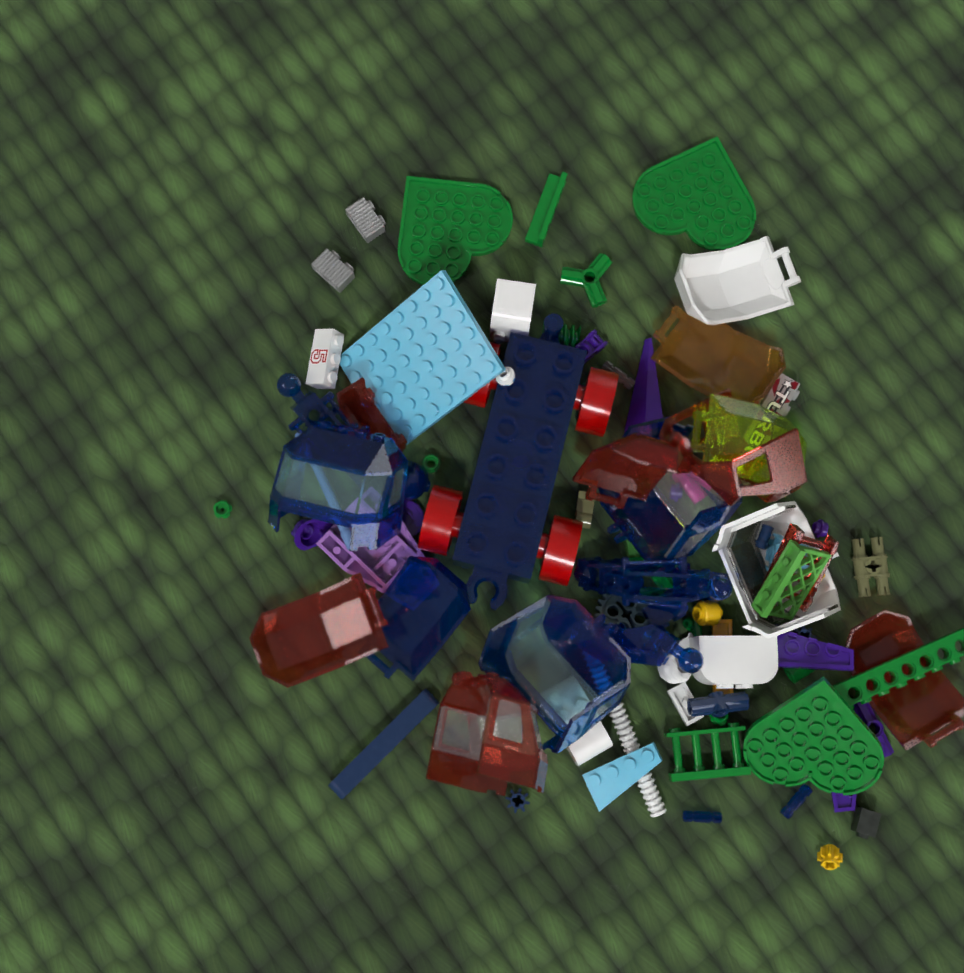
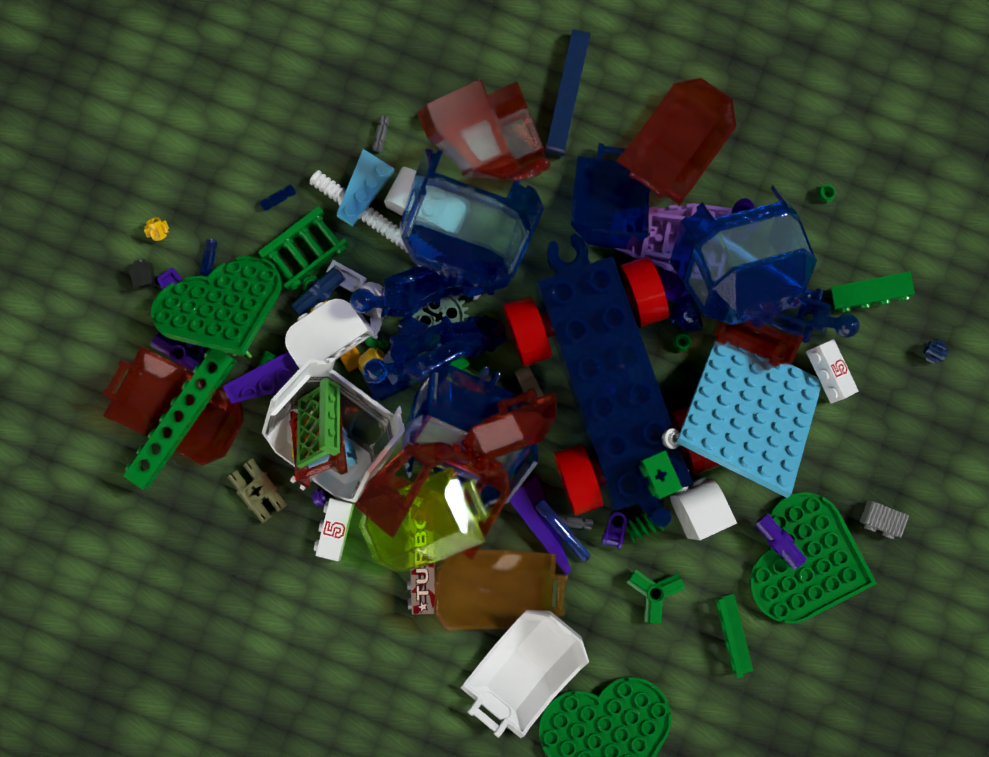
camera: 150 degrees right, 5 degrees up
(228, 321) = (935, 351): none -> dark blue gear
(246, 400) = (872, 291): none -> green wedge
(333, 269) = (879, 455): light grey brick -> none
(462, 253) = (780, 541): none -> dark purple piece
(535, 340) = (670, 481): none -> green brick
(574, 816) = (380, 134): none -> dark grey axle
(633, 373) = (562, 530): none -> clear blue axle
(764, 537) = (362, 456): dark blue pin -> none
(824, 493) = (334, 529): none -> white brick

